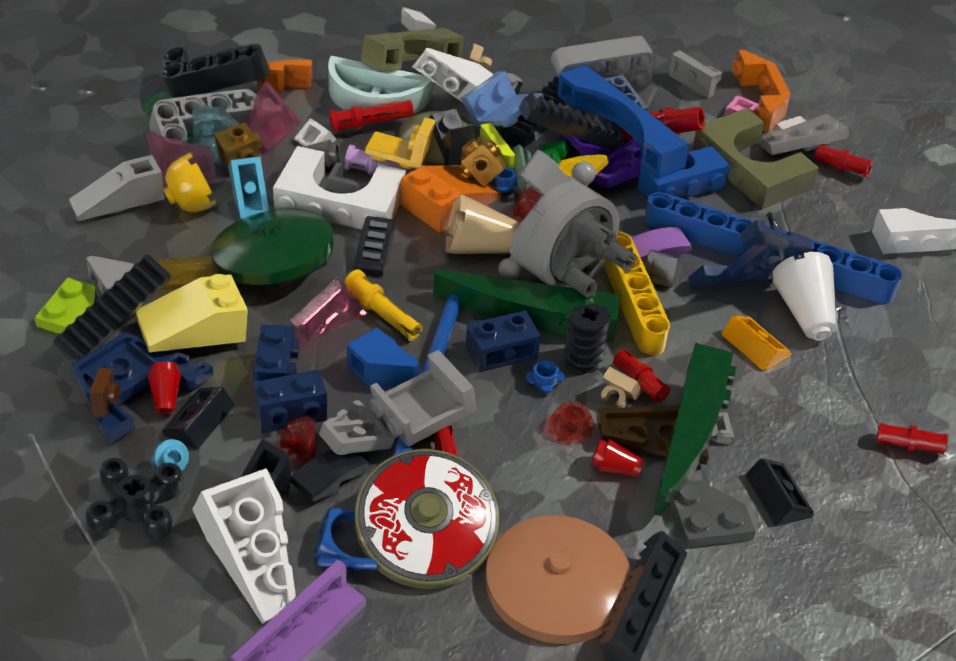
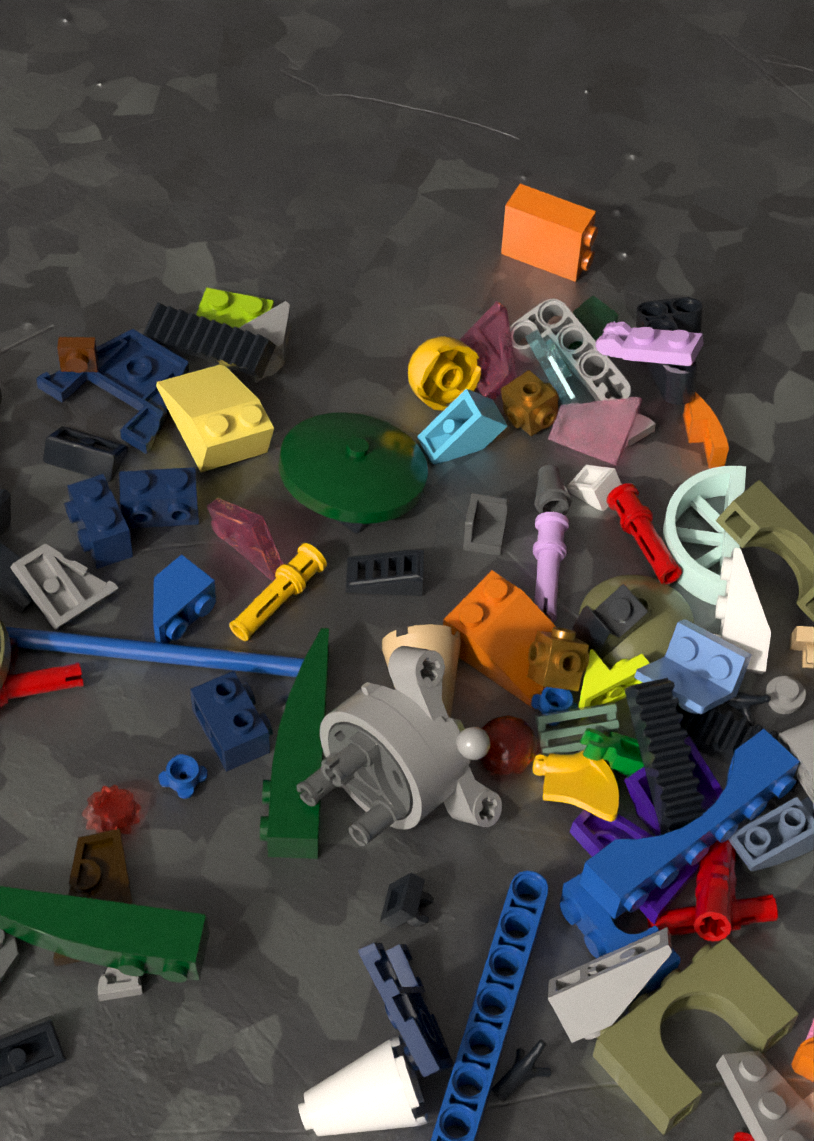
camera: 85 degrees right, 10 degrees up
(69, 107) = (549, 232): none -> orange brick
(122, 188) = (421, 309): light grey slope -> none
(164, 384) = (111, 409): red cone -> none
(170, 452) = (18, 437): medium azure plate -> none
(186, 269) = (304, 390): clear yellow panel -> none
(224, 62) = (649, 344): none -> lavender hinge
(299, 190) = (454, 558): white arch -> none
(299, 438) = (49, 531): clear red cone -> none
(406, 153) = (561, 564): yellow bracket -> none
(425, 401) = (100, 638): light grey panel -> none
(587, 337) = (229, 803): black piece -> none
(616, 459) = (46, 853): red cone -> none
(620, 384) = (169, 857): tan tile -> none
(639, 302) = (333, 883): yellow beam -> none
(642, 374) = (194, 881): red pin -> none
(666, 240) = (459, 900): medium lavender slope -> none
(735, 169) = (600, 990): none -> slope
(755, 342) = (290, 1034): light orange slope -> none

